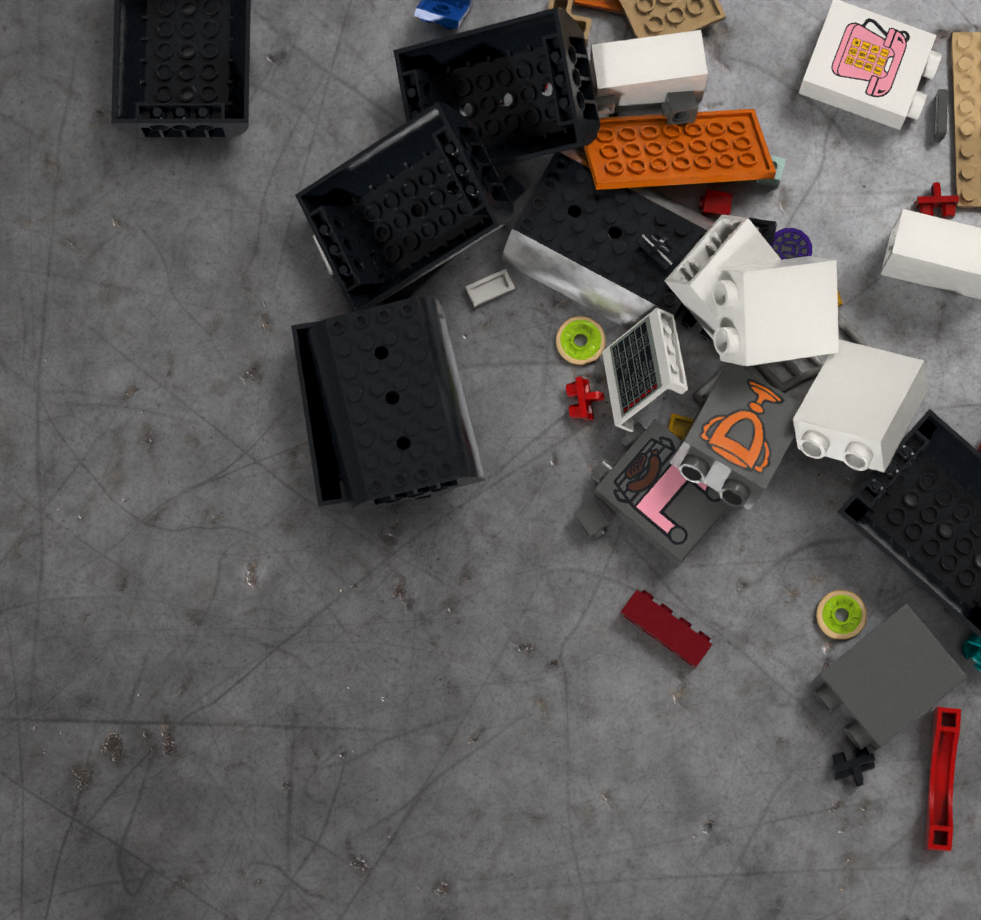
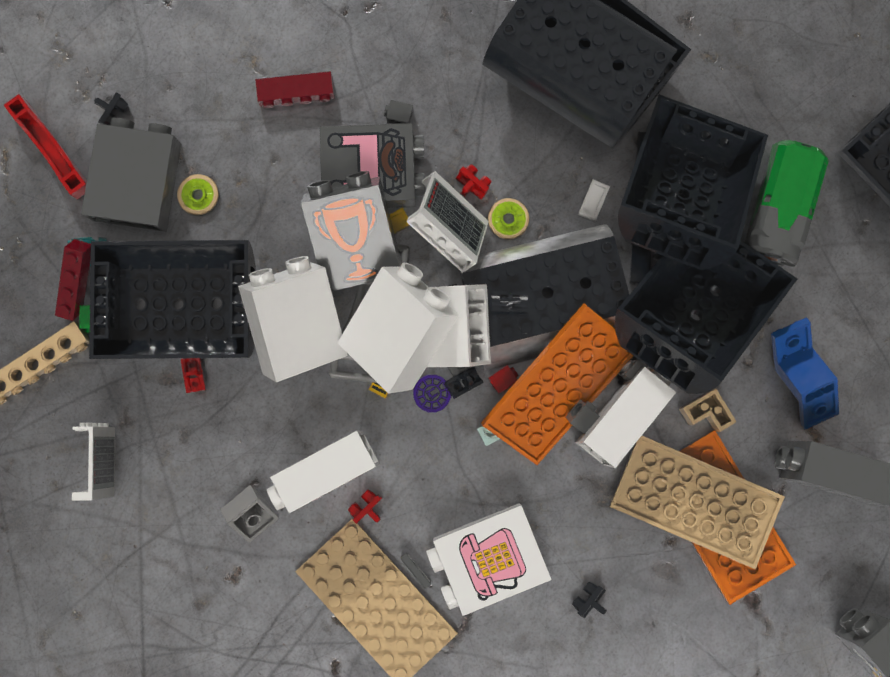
camera: 135 degrees right, 5 degrees up
(332, 127) = (787, 201): none -> green piece

